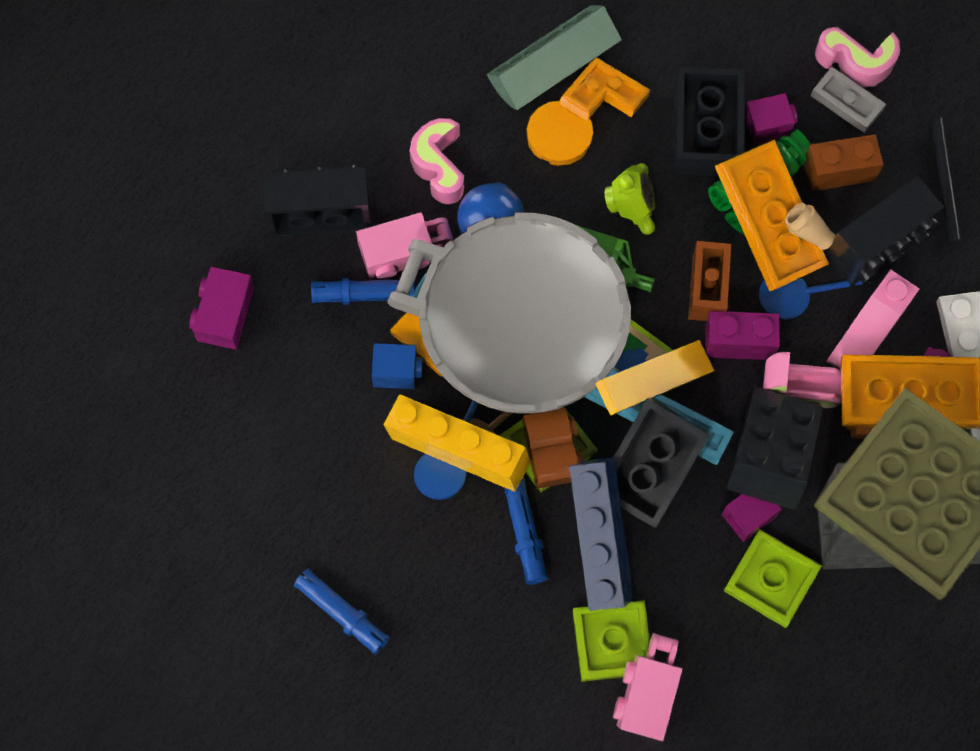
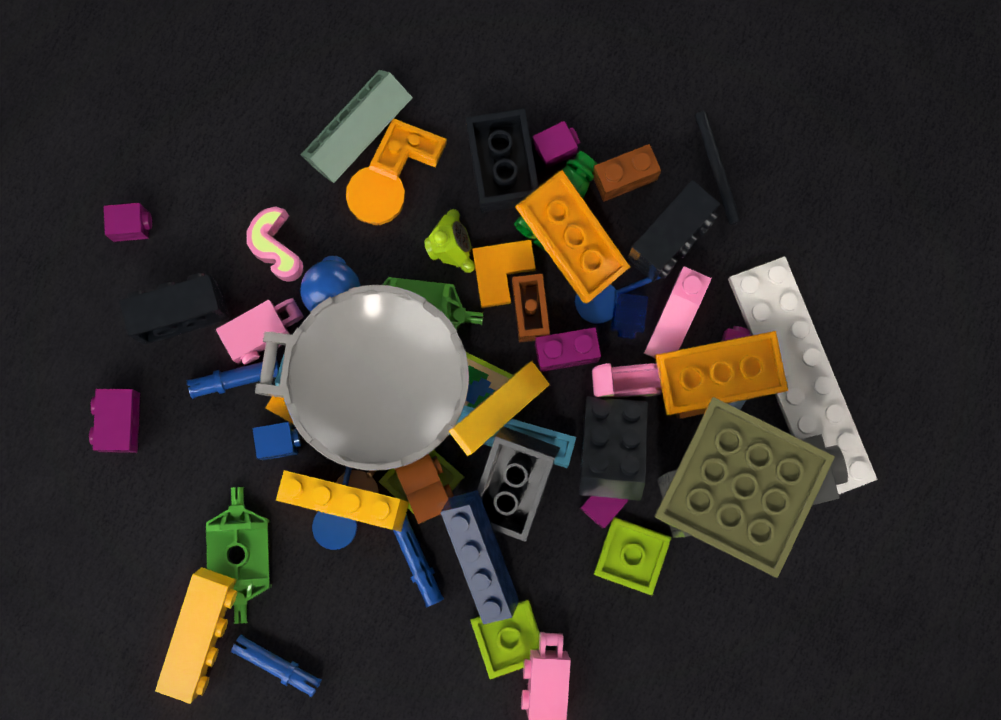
camera: 10 degrees left, 10 degrees up
(261, 554) = (196, 635): none -> yellow brick
(283, 104) = (127, 222): none -> magenta brick
(330, 508) = (249, 531): none -> bright green plate
(676, 232) = (493, 266): none -> light orange tile
(808, 225) = (606, 241): tan cone -> none
(818, 312) = (629, 315): none -> clear blue brick
(848, 99) = (620, 111): light grey plate -> none
(854, 59) = (619, 74): bright pink animal -> none

